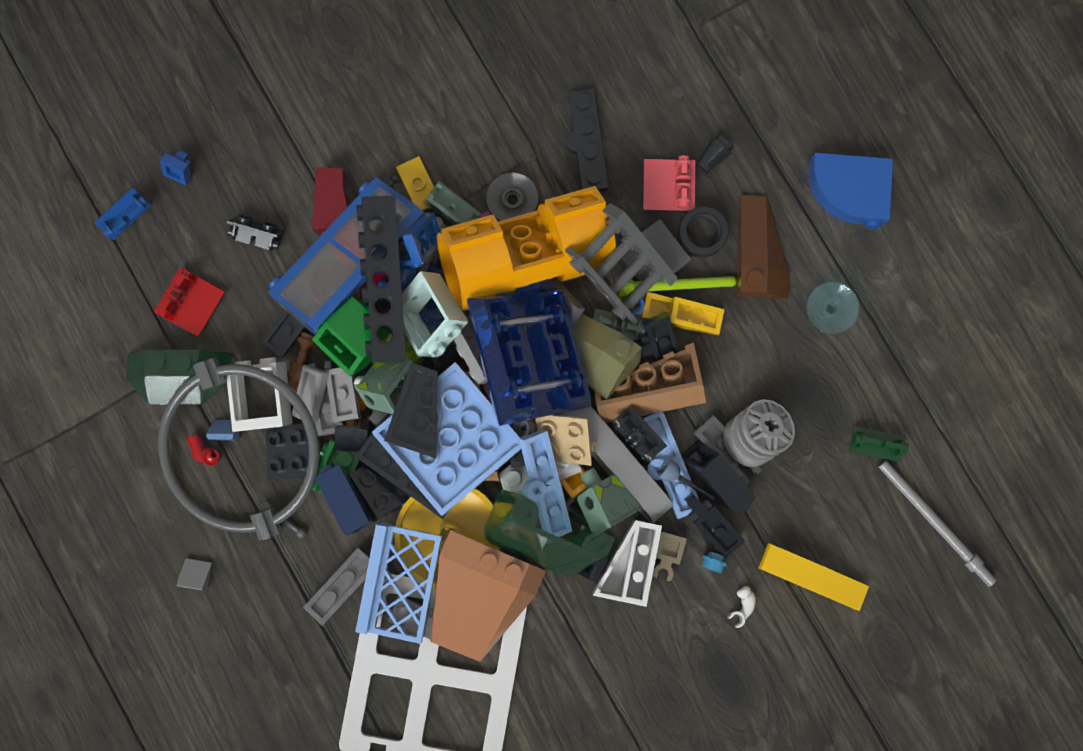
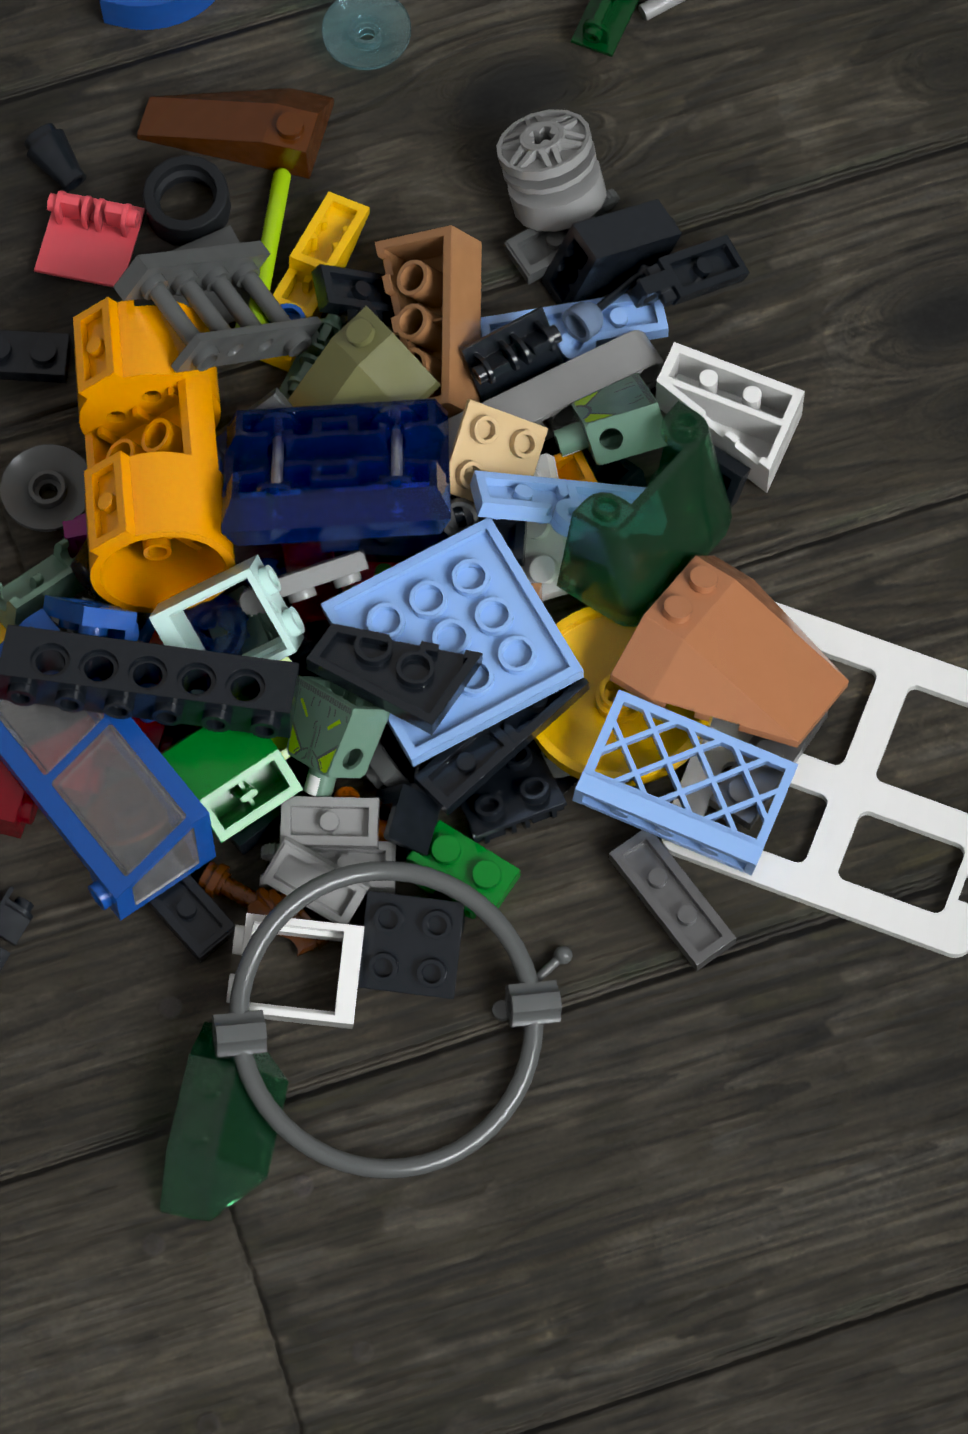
camera: 75 degrees left, 15 degrees down
(189, 302) = (90, 1079): red hinge -> none
(195, 574) = (599, 1152): light grey slope -> none
(201, 453) = (381, 1101): red arm -> none
(222, 431) = (346, 1054): medium blue slope -> none
(344, 499) = (521, 844): dark blue slope -> none
(669, 551) = (729, 348): dark tan plate -> none
(714, 562) = (754, 291): dark azure plate -> none
(748, 603) = (832, 254): white arm -> none
(813, 577) = (807, 144): yellow slope -> none

